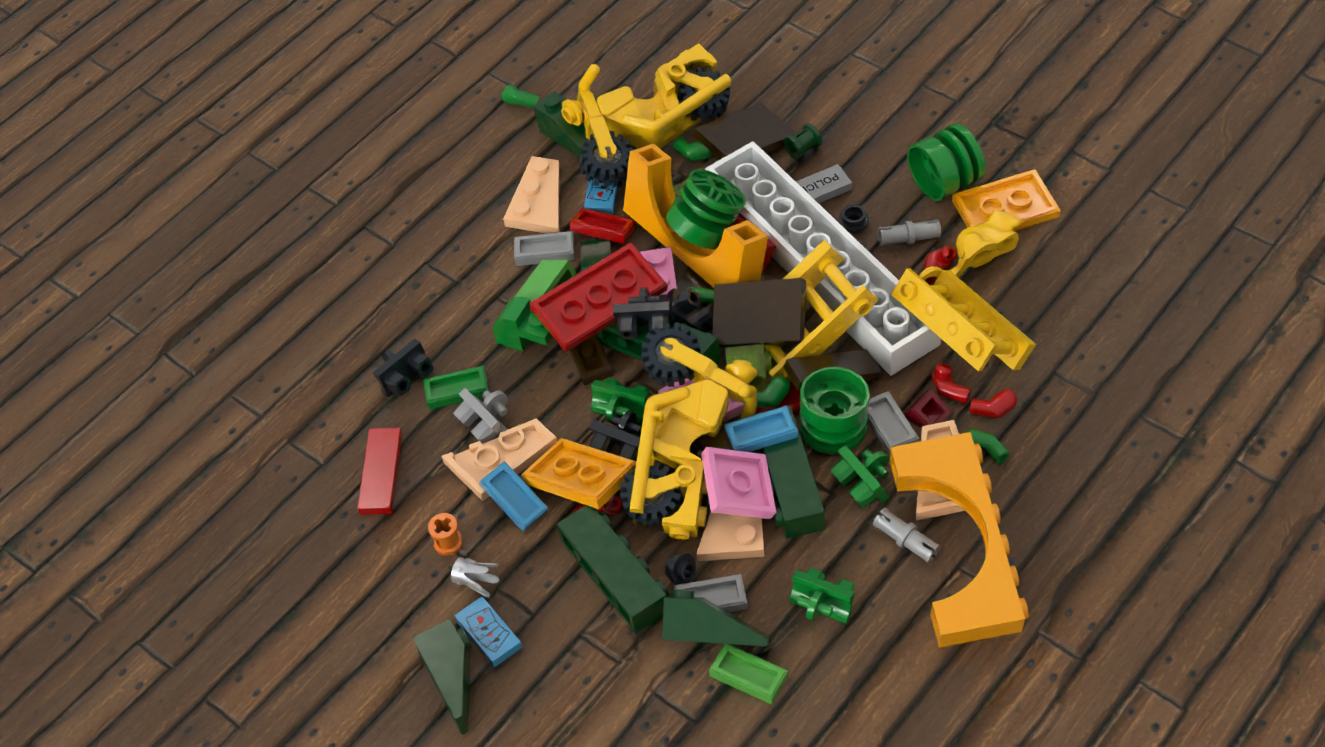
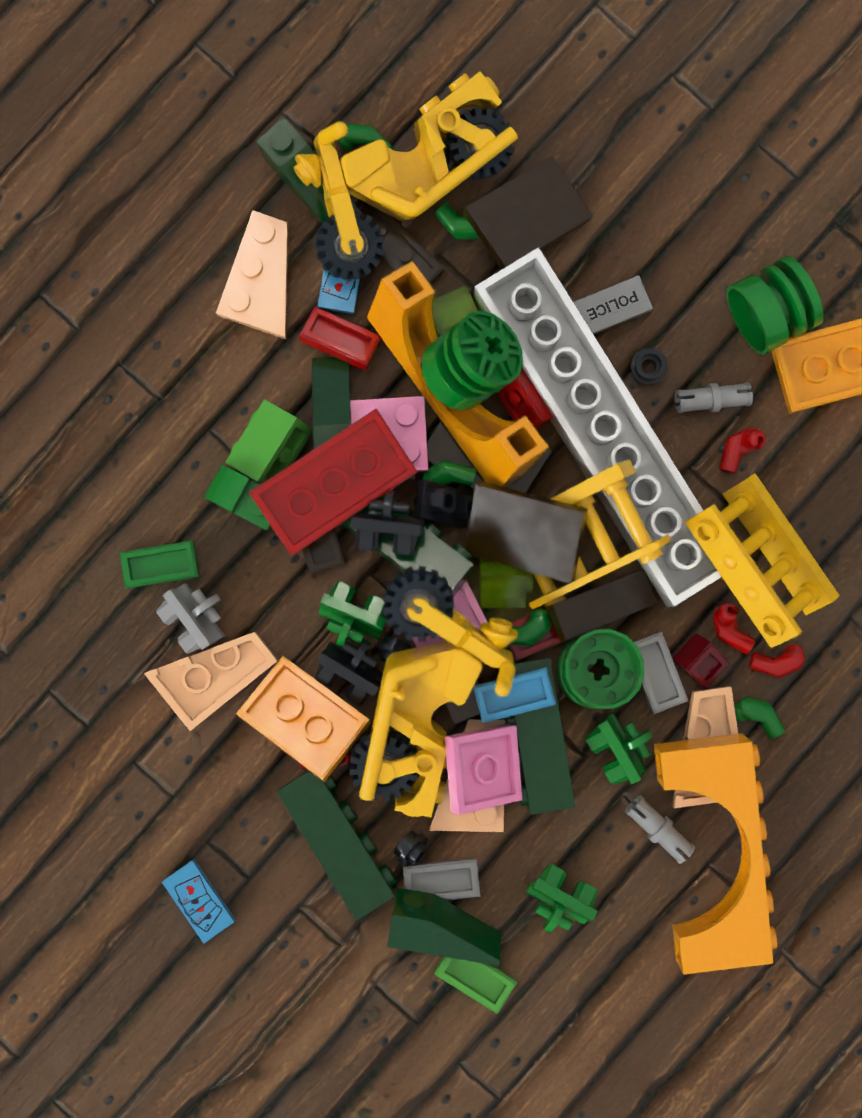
camera: 10 degrees left, 35 degrees up
(380, 471) = (72, 676): tile -> none
(401, 367) = (90, 535): black hips -> none
(445, 532) = (139, 776): orange bush -> none
(448, 664) = (154, 946): dark green slope -> none
(467, 569) = (172, 831): flat silver piece -> none
(513, 96) = (238, 104): green arm -> none
(513, 496) = (227, 735): dark azure tile -> none
(549, 246) = (267, 362): light grey tile -> none
(803, 141) = (599, 232): dark green bush -> none
(982, 243) = (794, 432): yellow animal -> none

